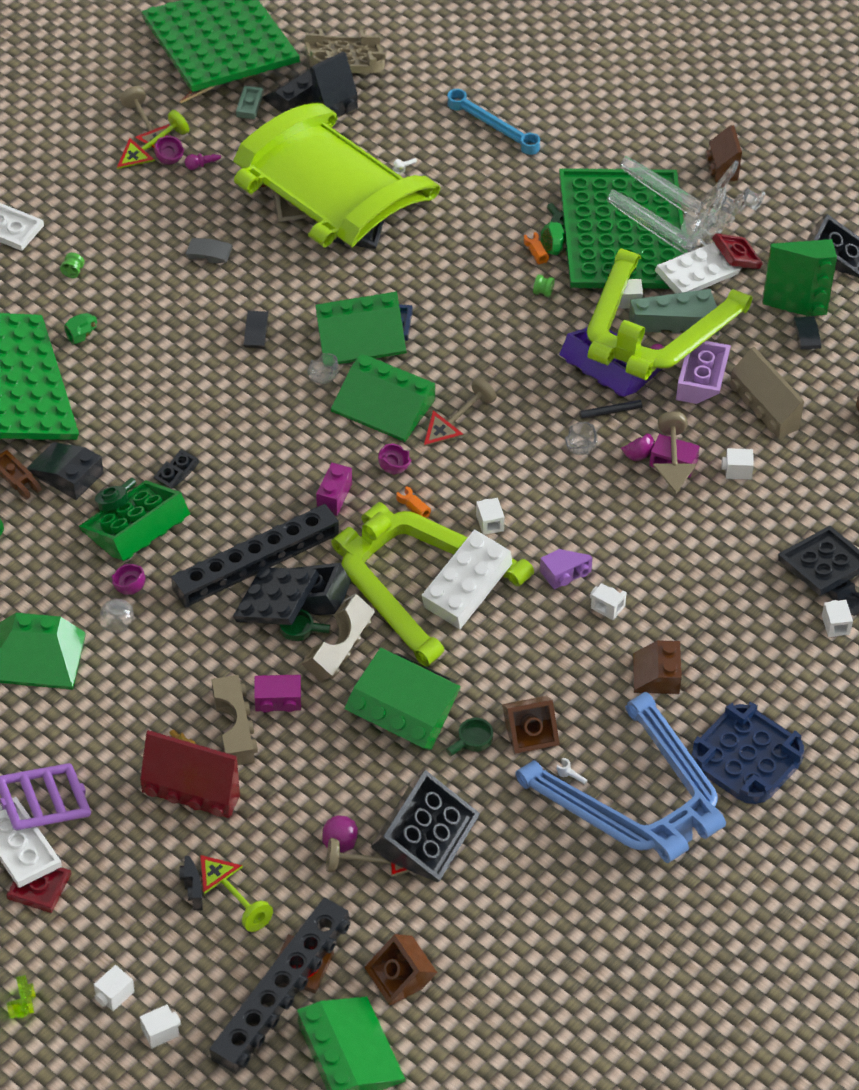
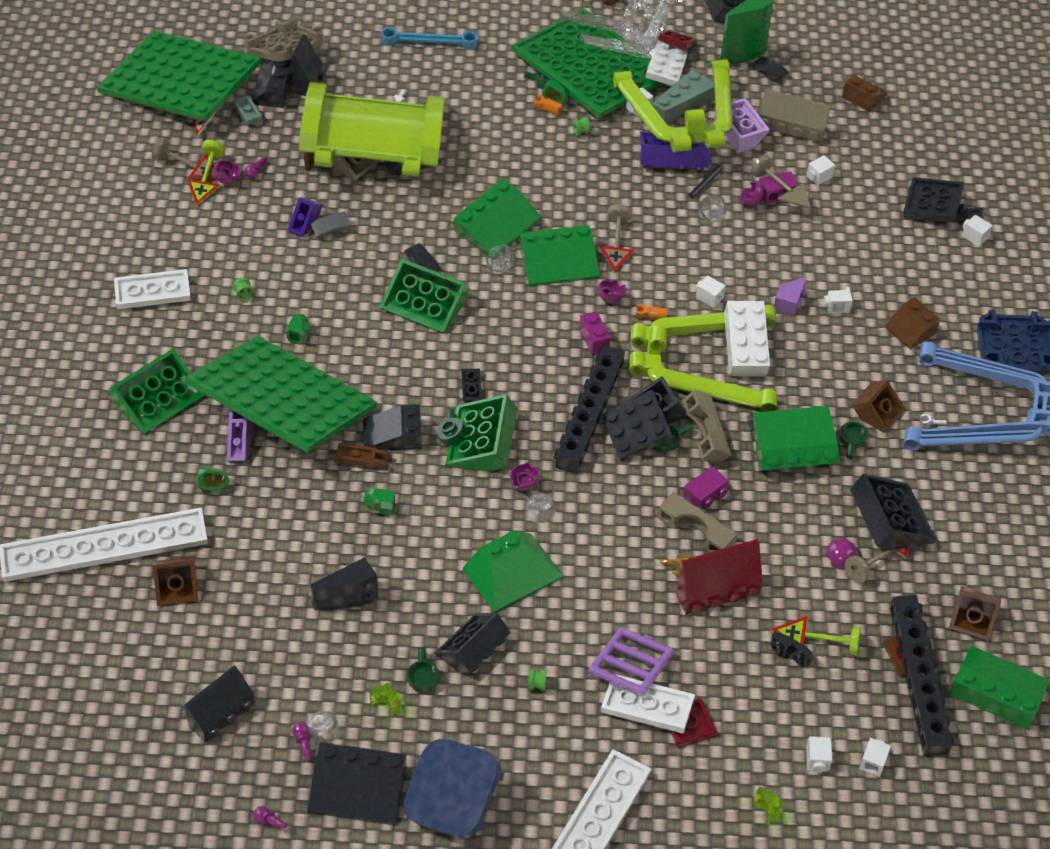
camera: 40 degrees left, 0 degrees up
(195, 225) = (305, 213): none -> dark purple slope
(220, 364) = (424, 296): none -> green slope

